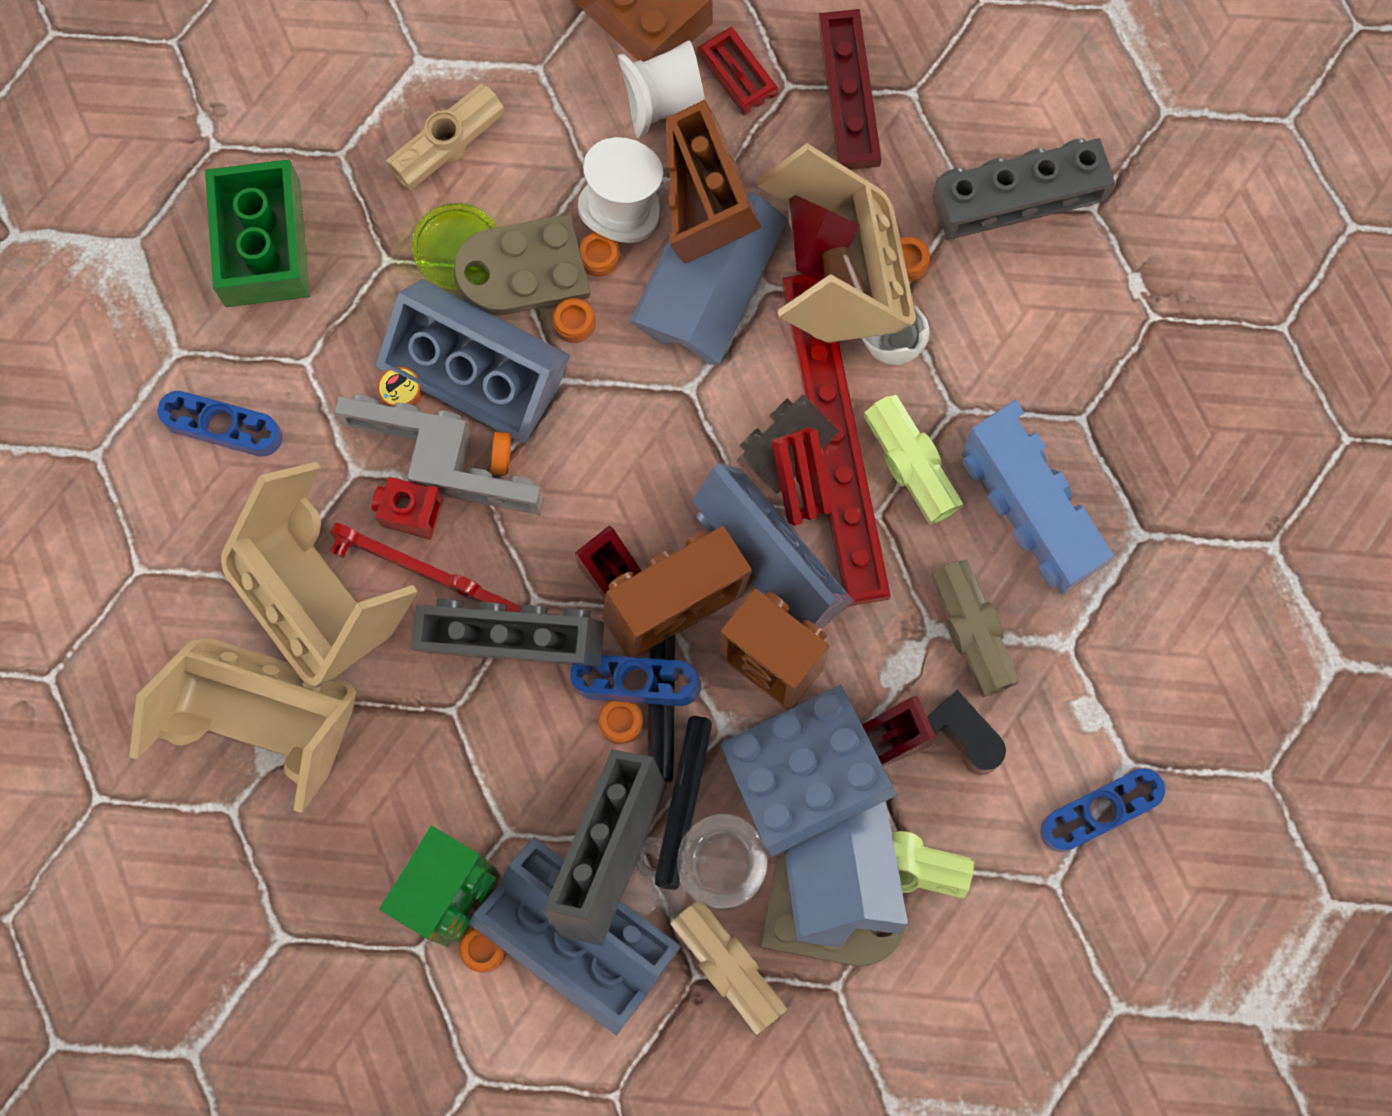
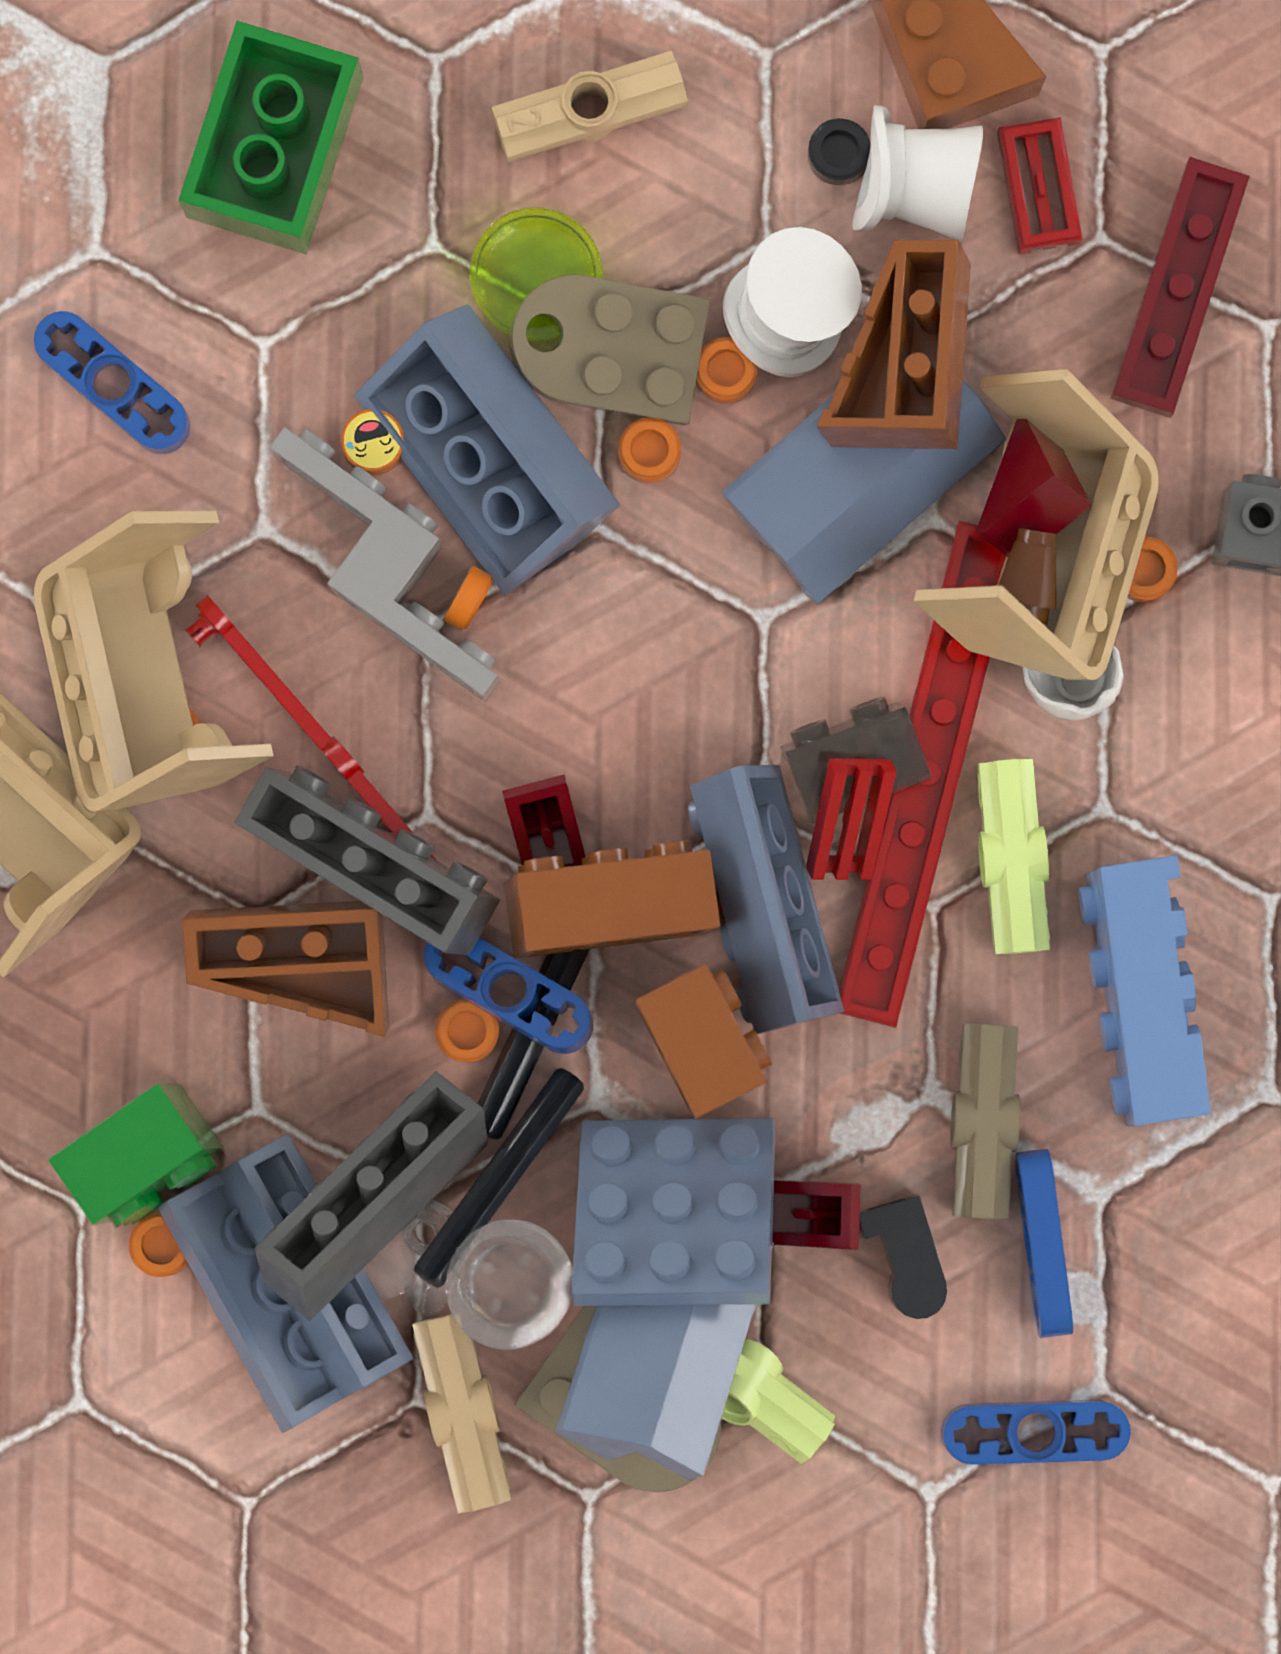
camera: 20 degrees right, 10 degrees up
(415, 519) = (327, 634): red brick -> none
(488, 719) = (295, 957): none -> dark orange wedge
(608, 102) = (839, 151): none -> black tile
(1049, 687) = (1043, 1243): none -> blue beam

